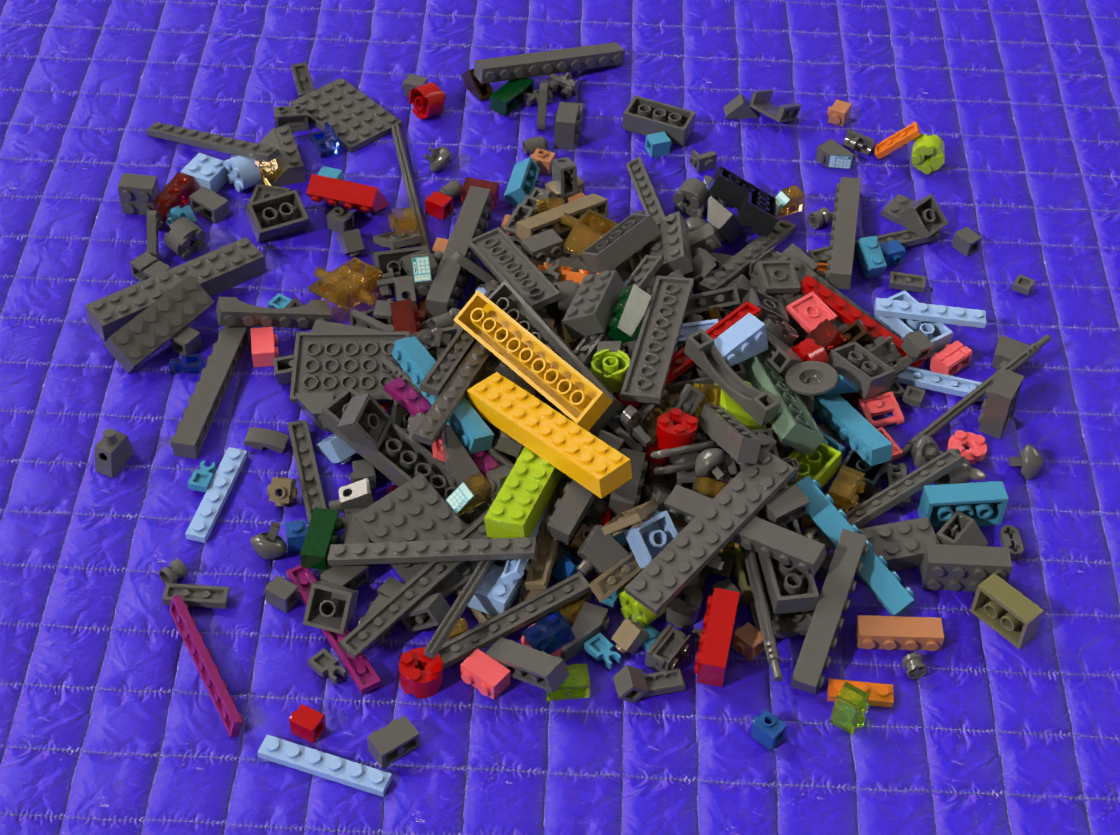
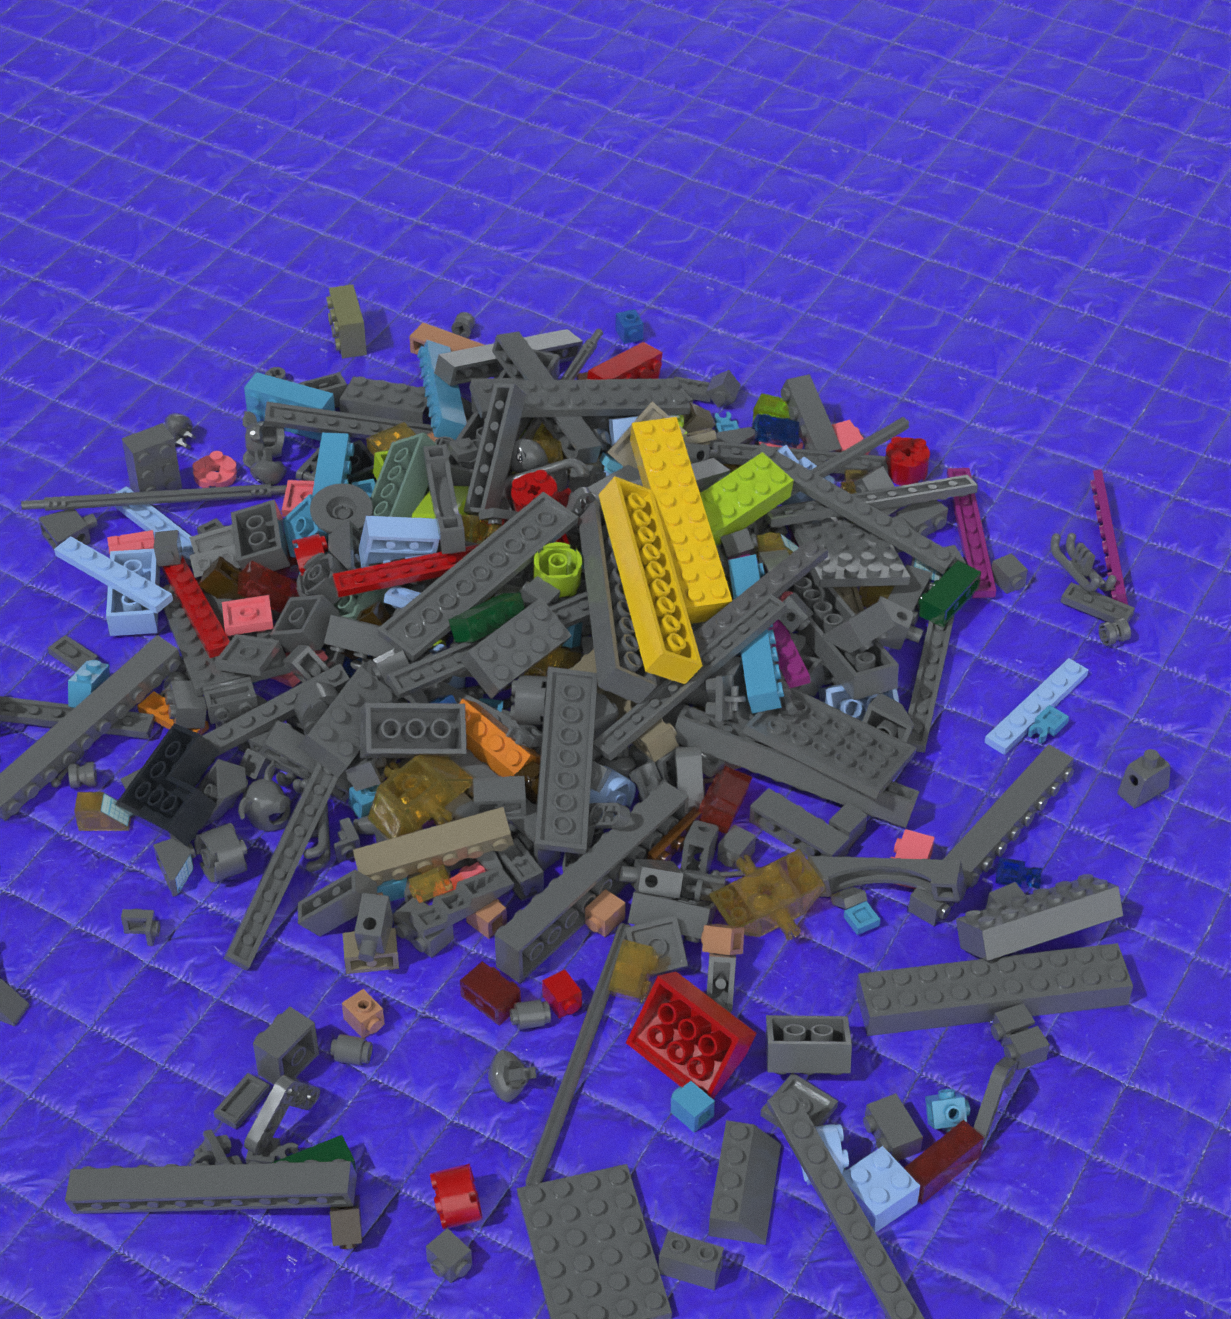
camera: 150 degrees left, 0 degrees up
(137, 193) = (997, 1170): dark grey brick -> none
(185, 238) = (955, 1060): dark grey brick -> none
(219, 619) = (1080, 564): none -> dark grey piece
(261, 437) = (961, 743): dark grey slope -> none
(268, 170) = (777, 1159): clear yellow bracket -> none
(269, 544) = (1002, 620): dark grey piece -> none
(281, 484) = (959, 663): dark tan brick -> none
(295, 534) = (970, 618): blue brick -> none
(307, 723) = (1030, 461): red brick -> none
(325, 765) = (1028, 435): light blue plate -> none
(326, 141) = (661, 1189): clear blue bracket -> none
(326, 664) = (992, 503): dark grey plate -> none
(330, 607) = (966, 529): dark grey slope -> none
(358, 248) = (723, 939): none -> nougat brick
(362, 320) = (766, 842): dark grey plate -> none
(393, 741) = (959, 423): dark grey brick -> none
(421, 273) = (670, 840): slope -> none
(521, 181) = (423, 979): dark azure brick -> none
(590, 182) = (334, 903): none -> dark grey brick
(651, 117) = (142, 1012): dark grey brick -> none
(658, 144) = (176, 978): dark azure brick -> none
(850, 708) = (553, 306): clear neon green brick -> none
(878, 693) = (510, 323): orange plate -> none
(893, 252) = (51, 689): blue brick -> none
(962, 566) = (334, 352): dark grey brick -> none

